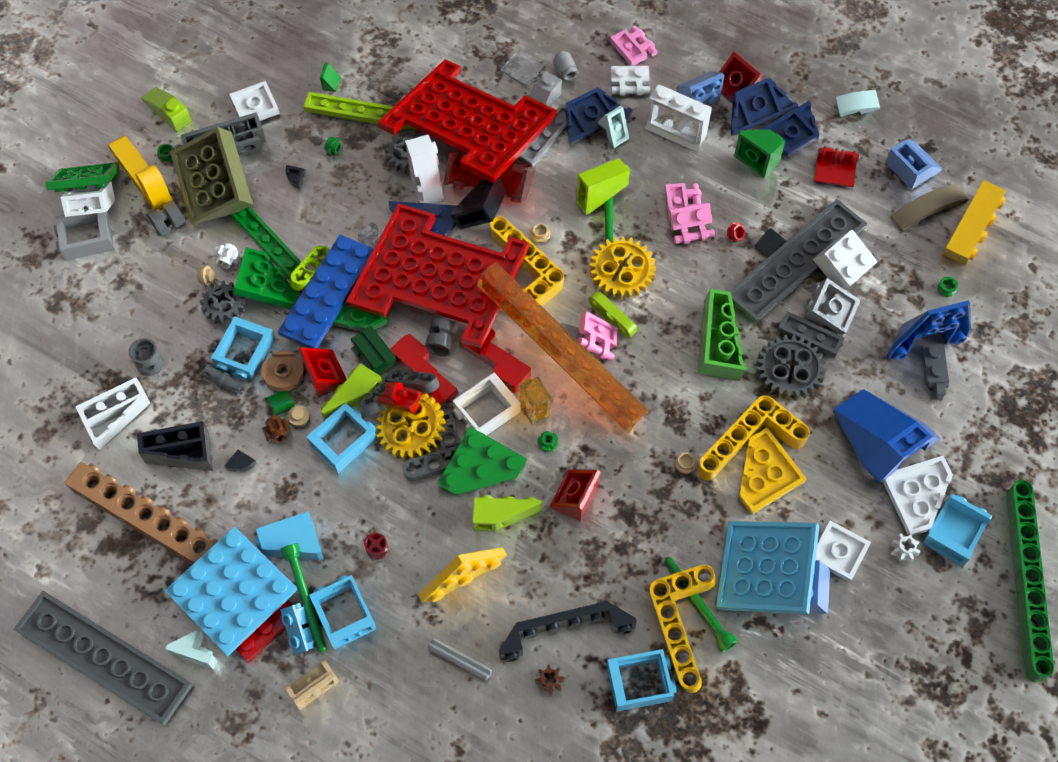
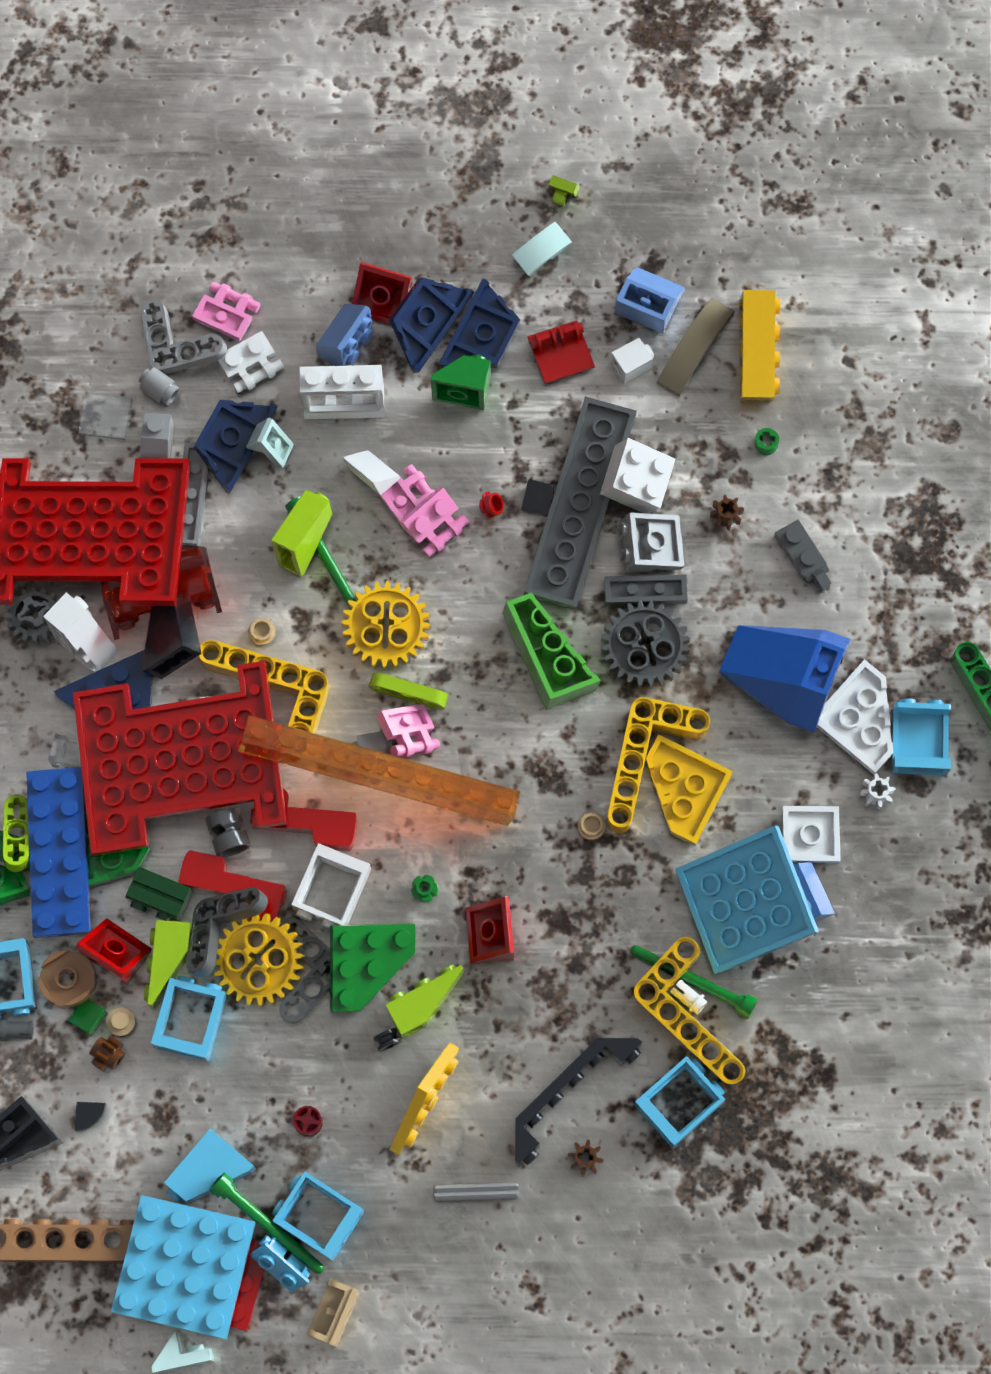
camera: 30 degrees left, 10 degrees up
(400, 397) = (232, 937): red hips -> none
(462, 523) = (387, 1039): none -> black bush
(534, 399) = (383, 850): clear yellow brick -> none
(583, 51) = (168, 348): none -> light grey beam
(668, 174) = (371, 471): none -> white slope
(689, 614) = (690, 998): none -> white pin
(881, 193) = (632, 360): none -> white brick
(891, 75) = (563, 188): none -> lime tile
(895, 314) = (730, 518): none -> reddish brown gear
(951, 321) = (773, 514): blue wedge -> none

